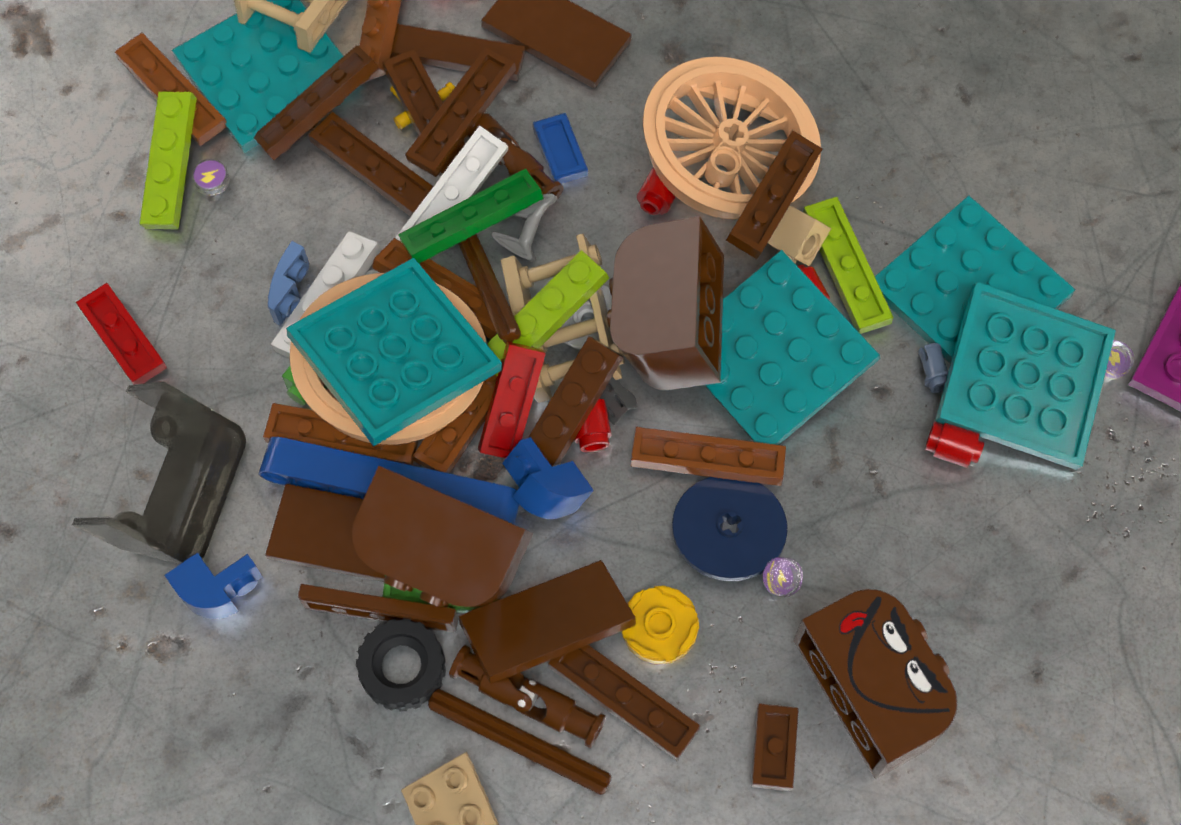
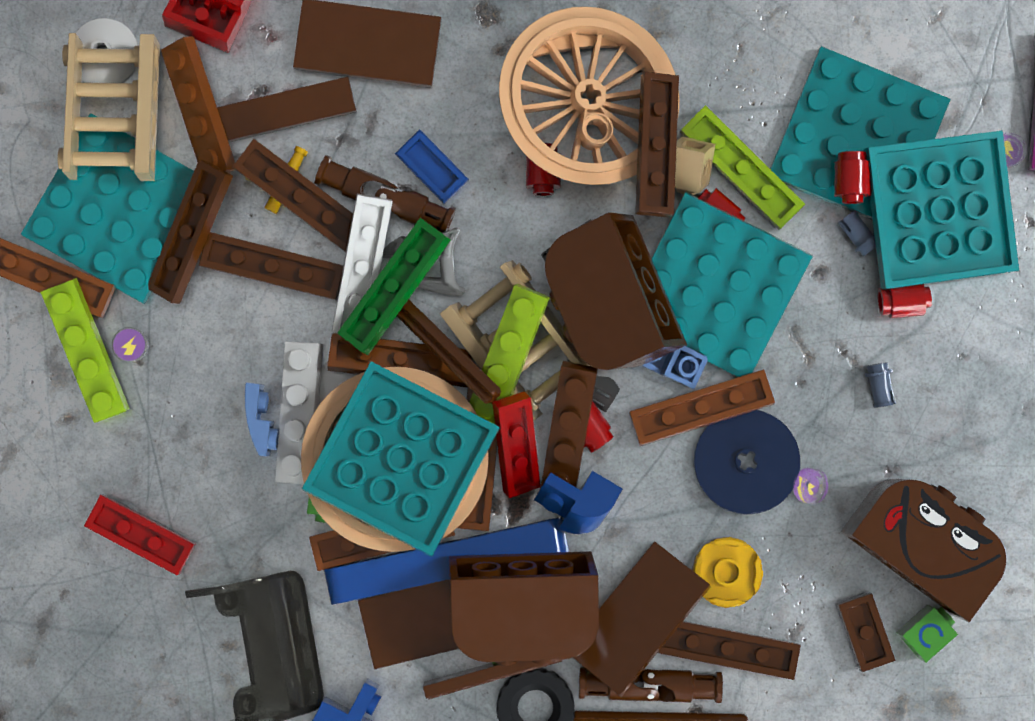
camera: 25 degrees left, 20 degrees up
(460, 111) = (331, 185): reddish brown plate -> none
(702, 407) = (680, 366): none -> medium blue slope
(840, 776) = (928, 632): none -> bright green brick
(897, 512) = (881, 384): none -> sand blue pin
(949, 306) = (852, 177): none -> red brick

